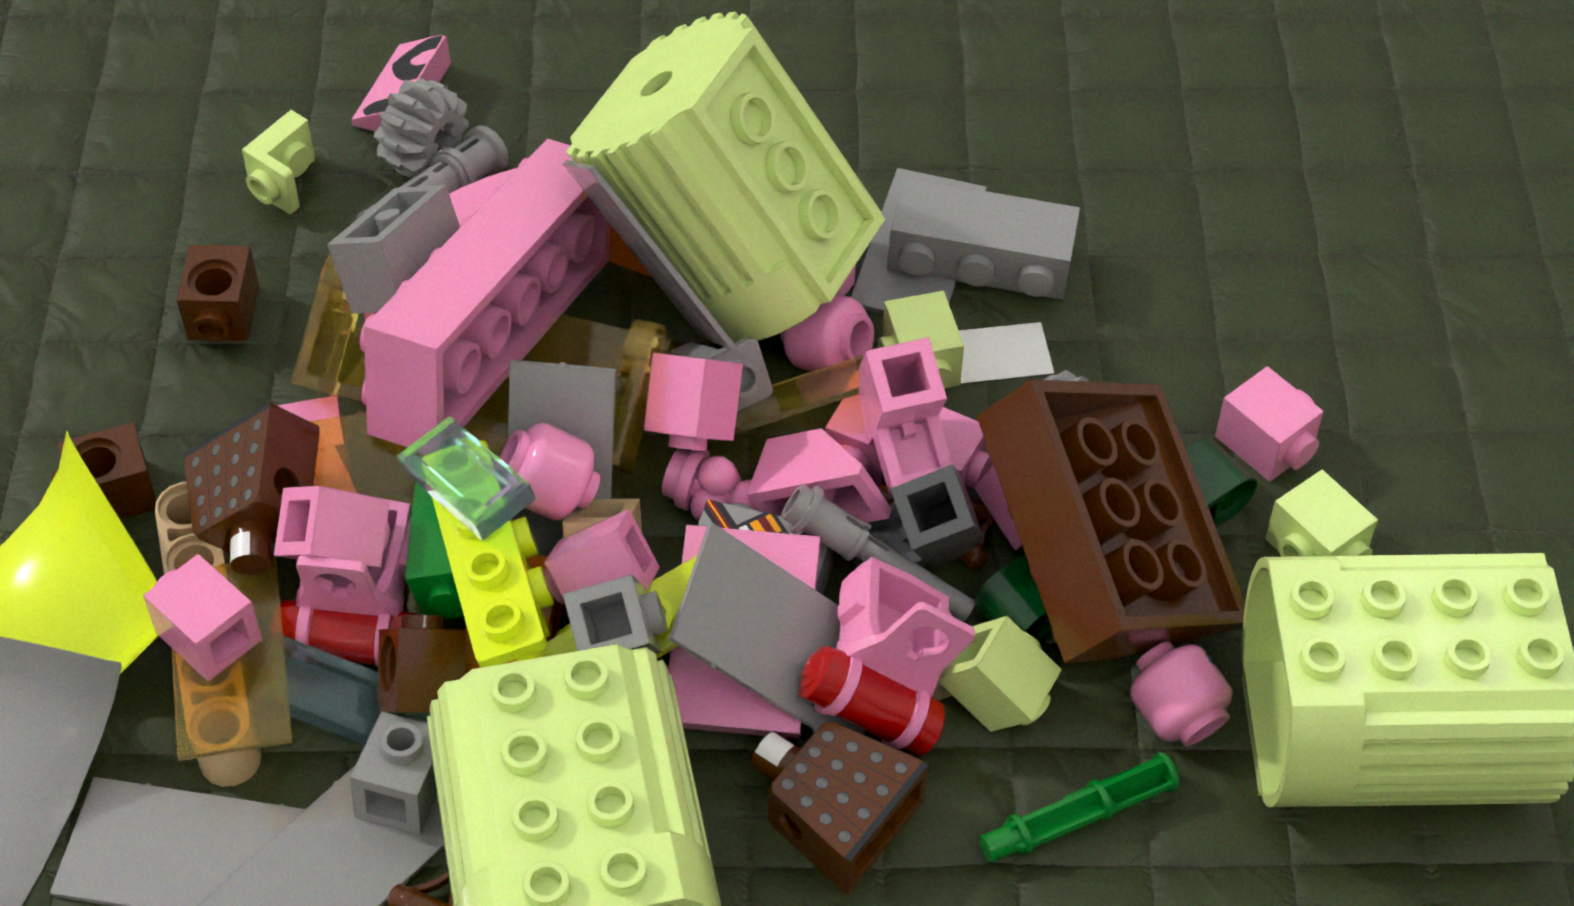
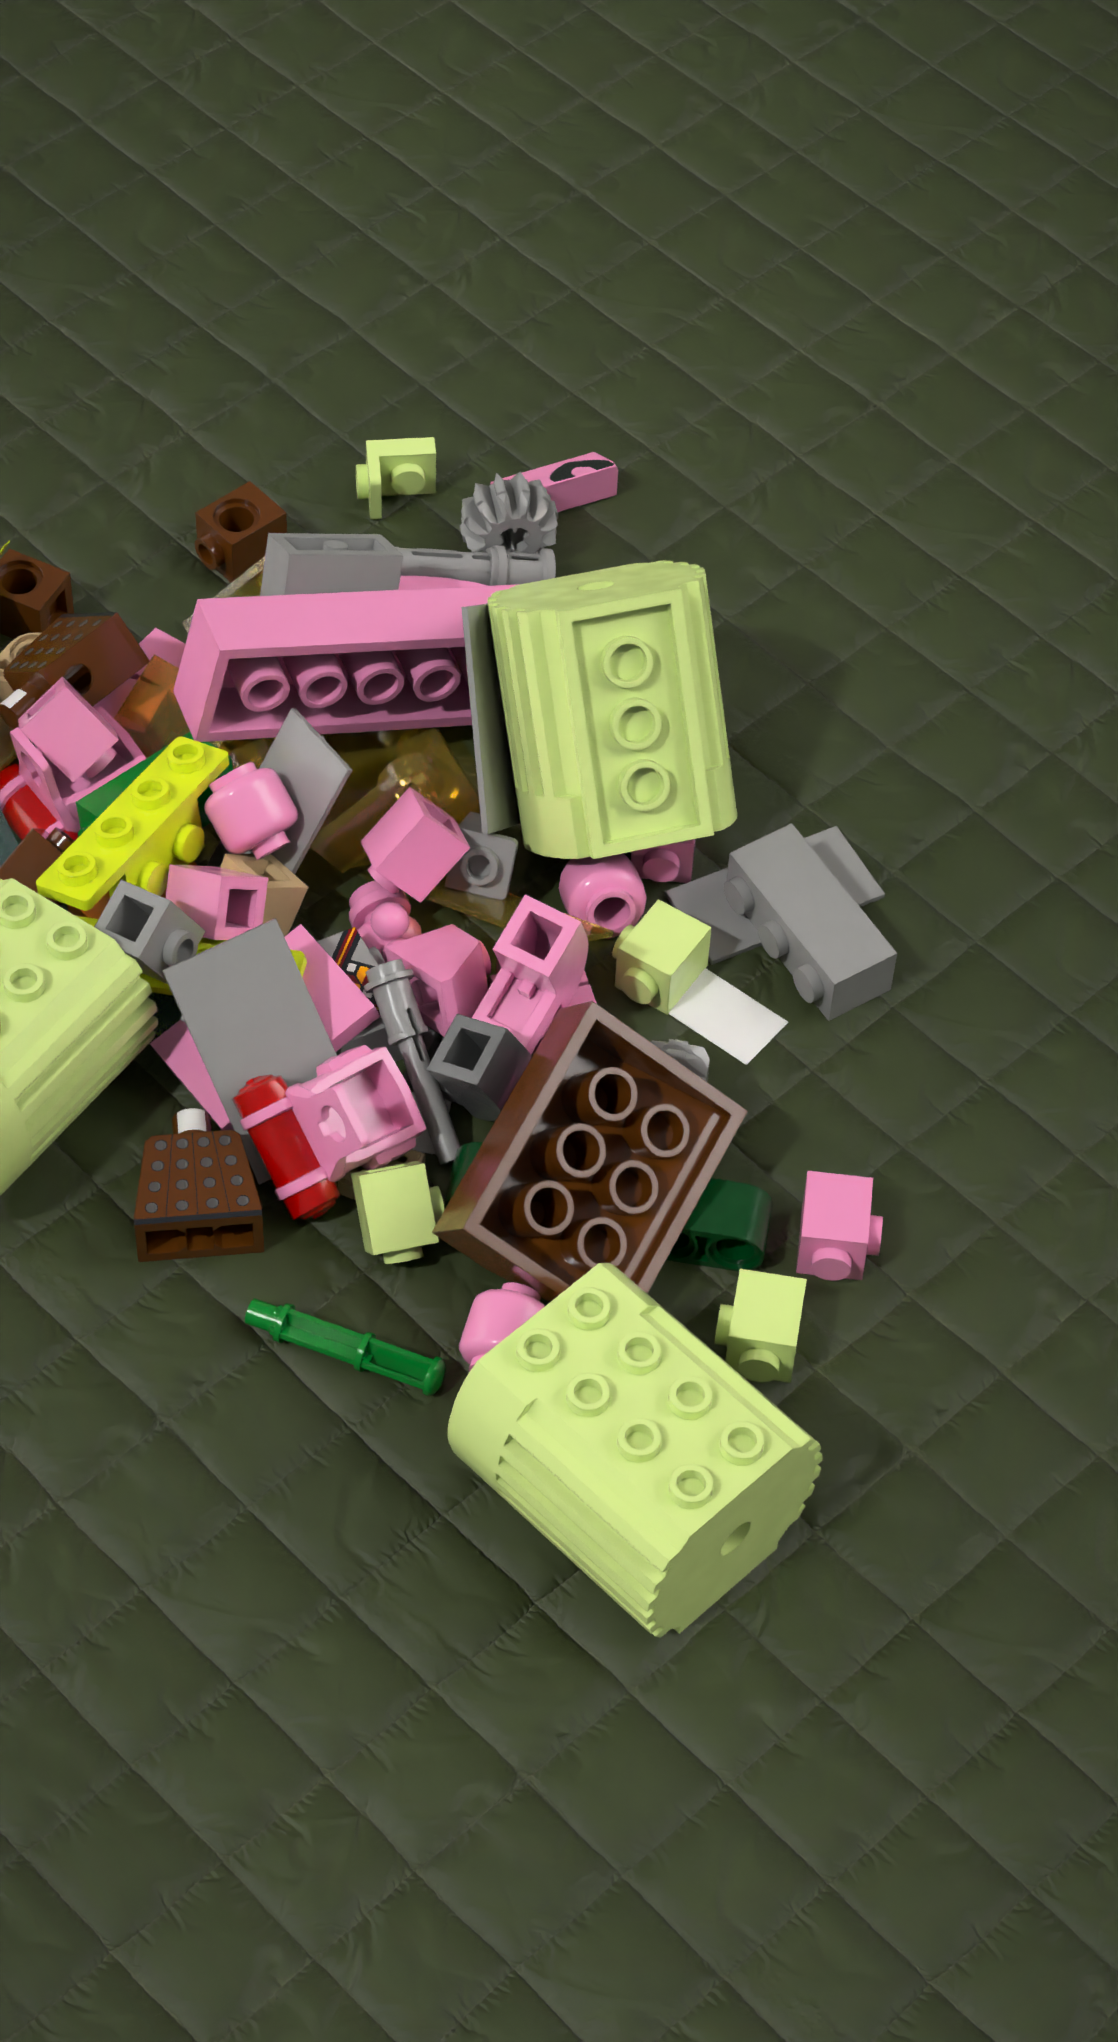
camera: 45 degrees right, 0 degrees up
(466, 478) = (172, 761): clear light blue tile -> none

